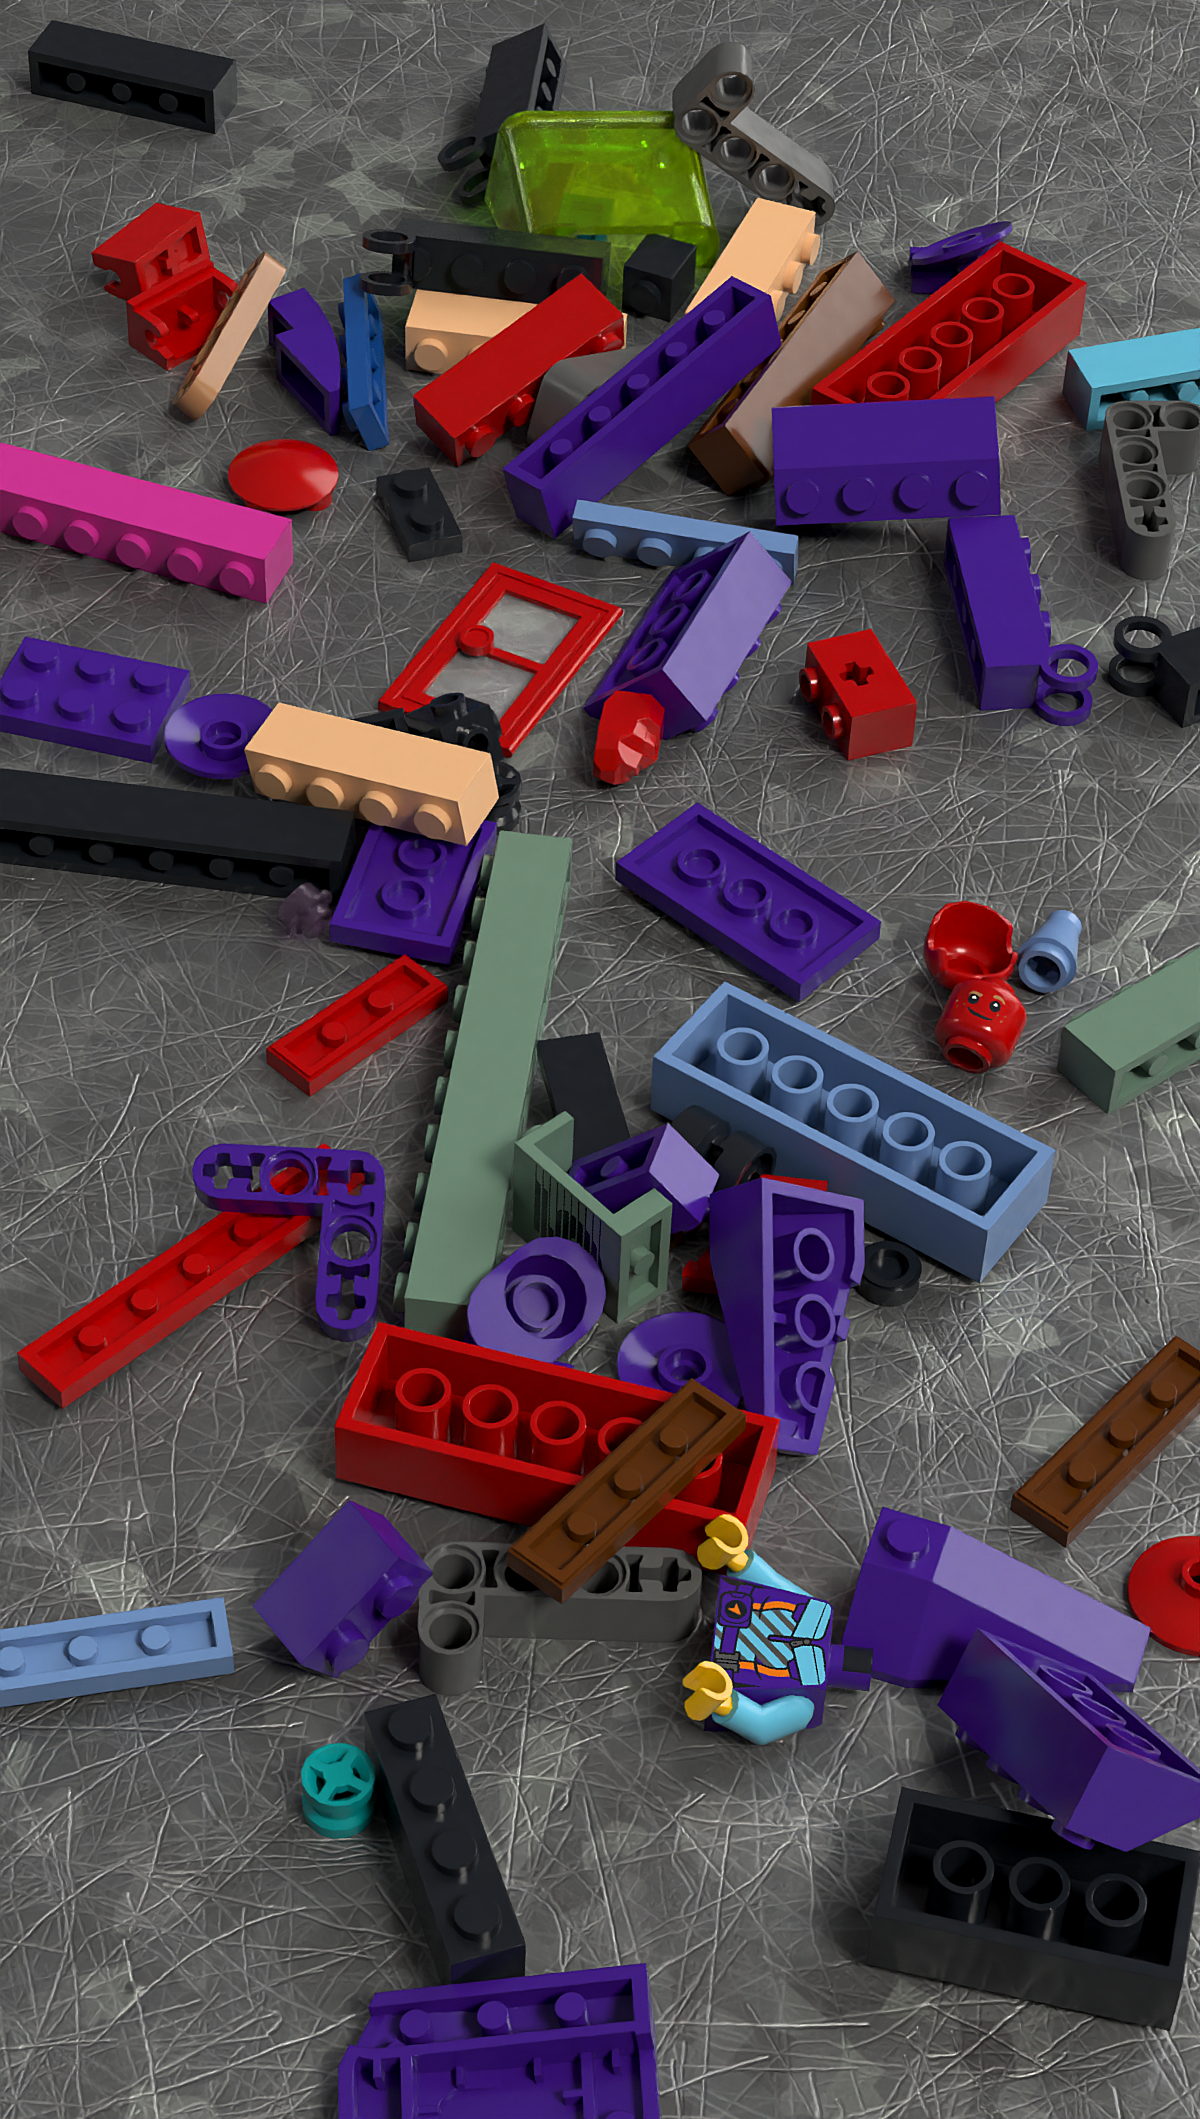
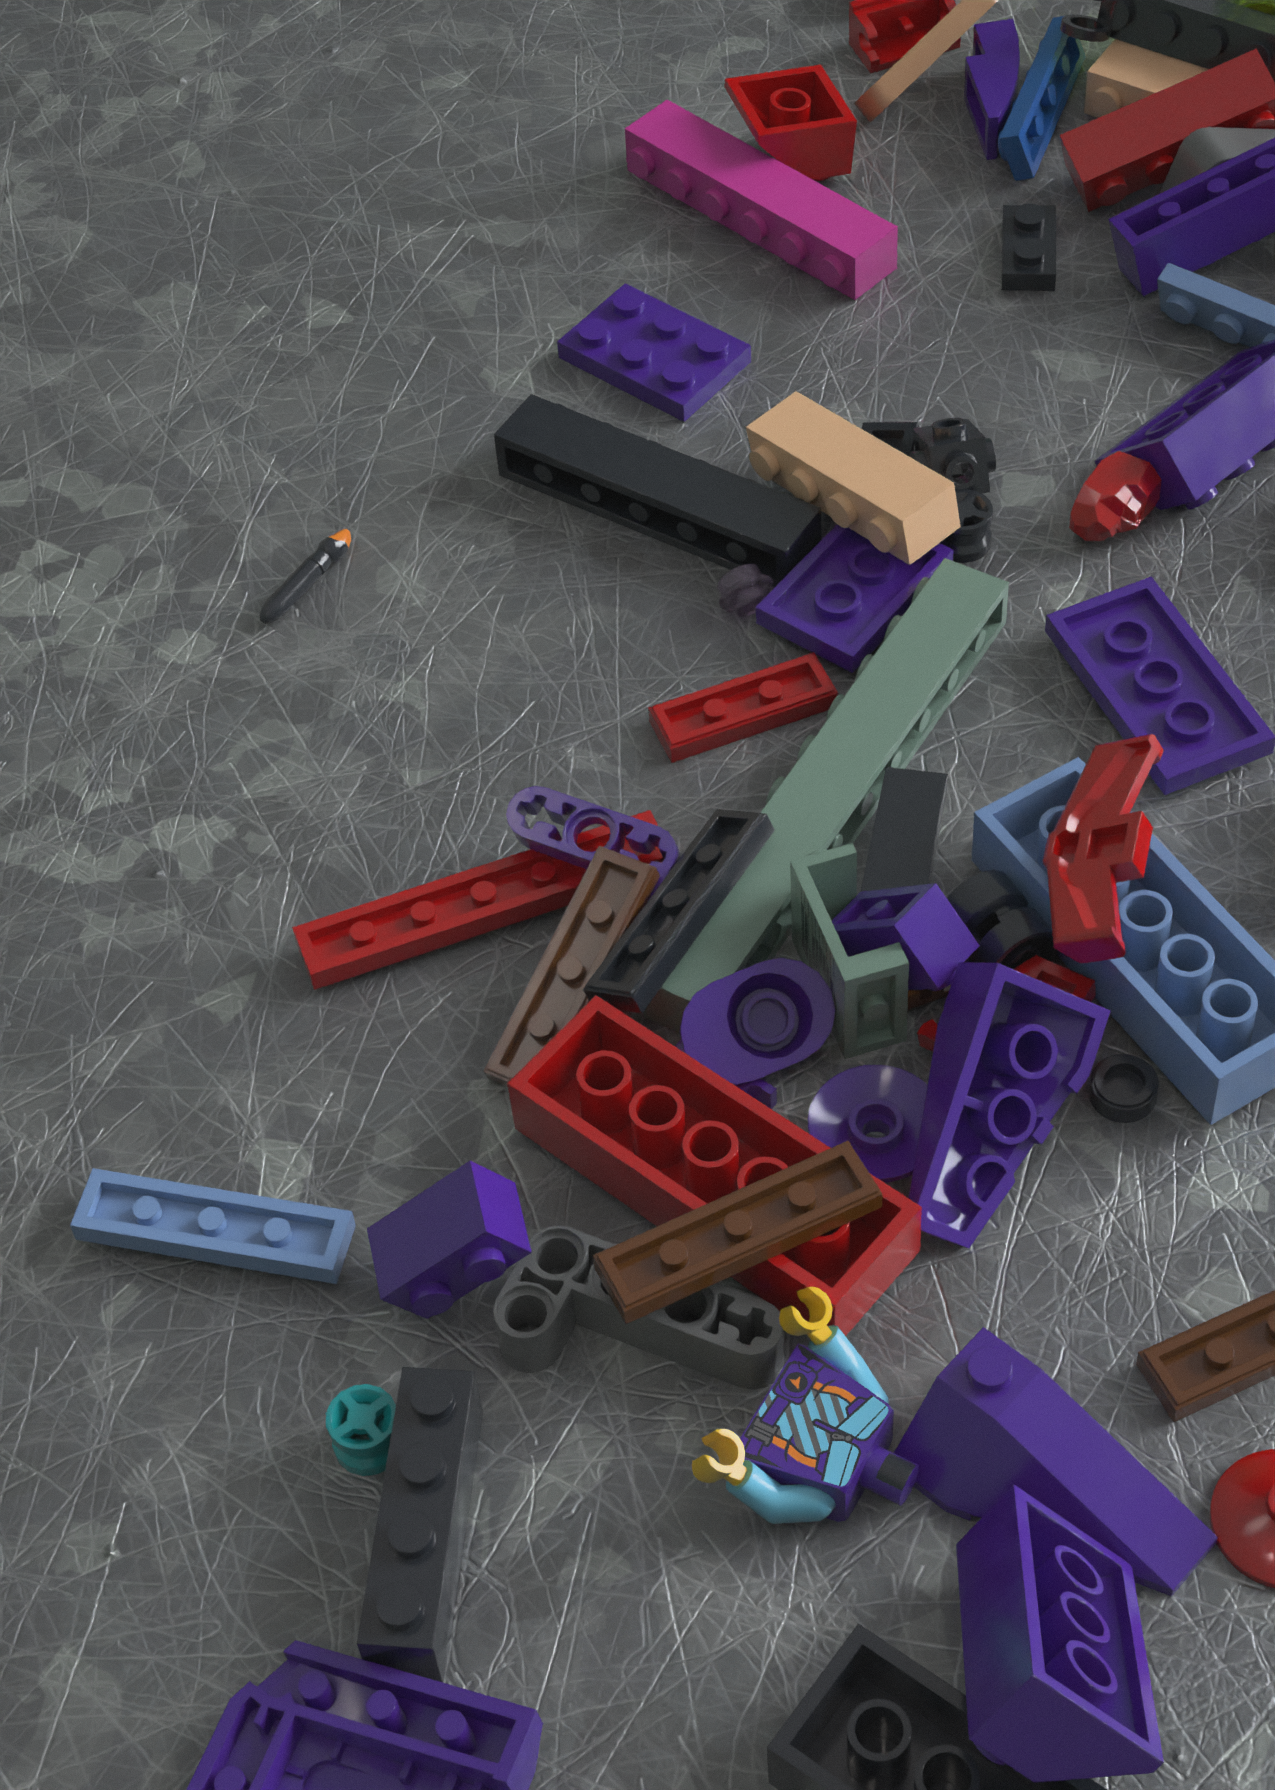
camera: 30 degrees right, 5 degrees up
(136, 429) = (798, 119): none -> red slope
(212, 732) = (735, 402): dark purple dish -> none
(283, 476) = (922, 188): red dish -> none
(328, 1310) = (593, 923): none -> reddish brown tile
(413, 1222) = (679, 909): none -> black tile
(507, 646) = (1048, 393): red door -> none
(792, 1055) = (1097, 847): none -> red plate

